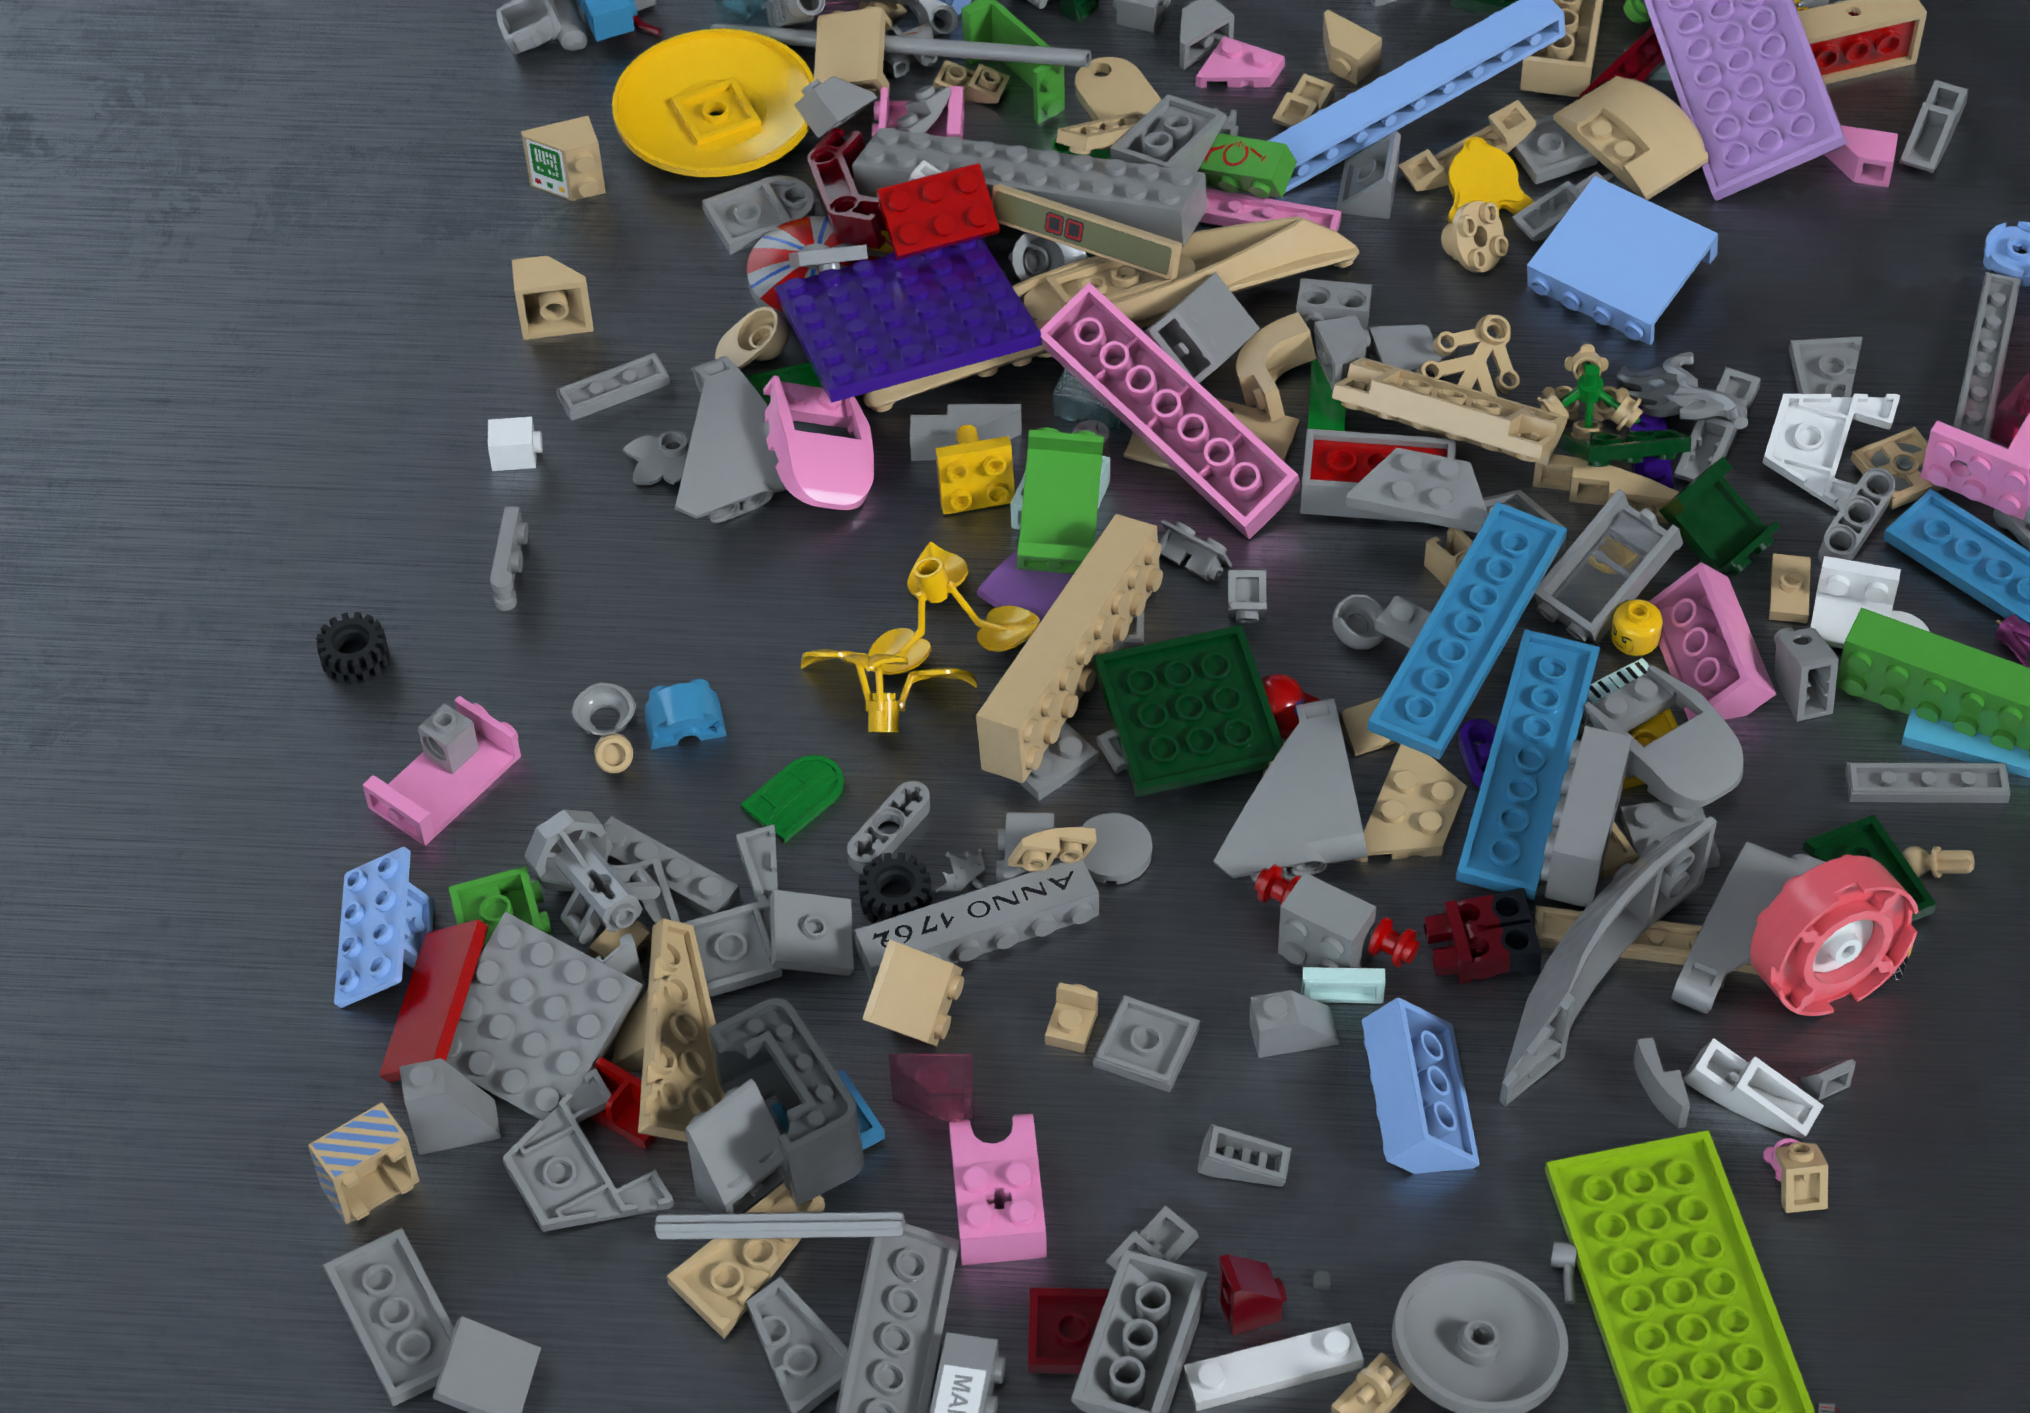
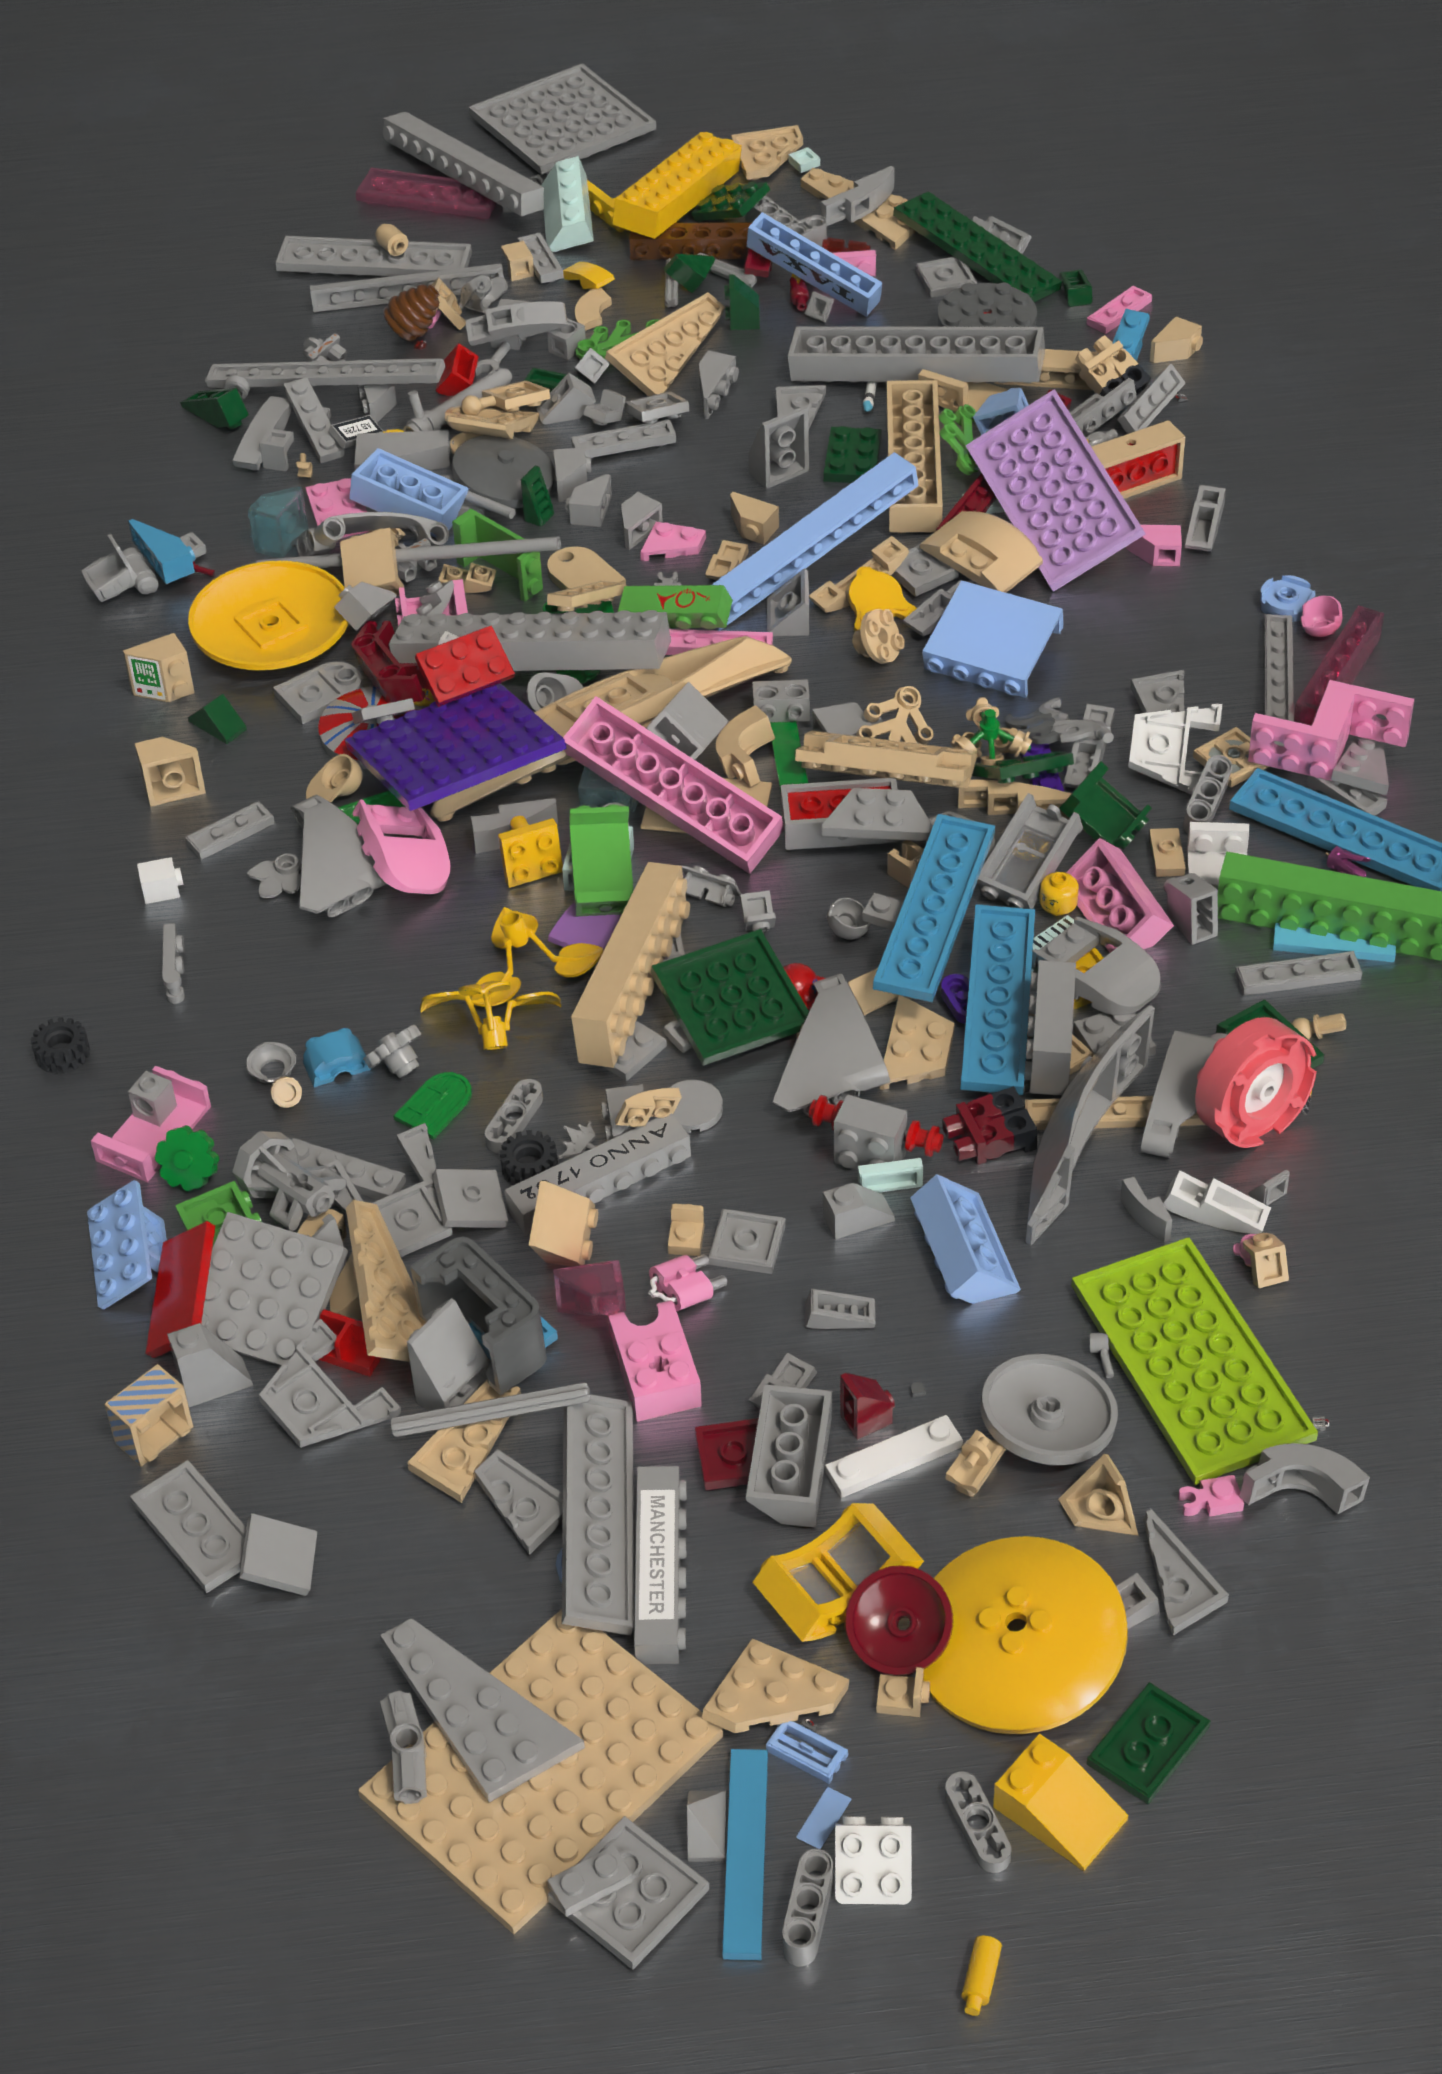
camera: 10 degrees left, 5 degrees down
(474, 825) = (187, 1158): none -> green plant
(627, 235) = (219, 720): none -> dark green slope
(757, 722) = (396, 1052): none -> light grey plant
(1052, 1088) = (682, 1282): none -> bright pink piece
(1086, 231) = (583, 665): tile -> none
(1171, 135) = (633, 589): light grey slope -> none
(1339, 344) = (790, 725): light grey slope -> none

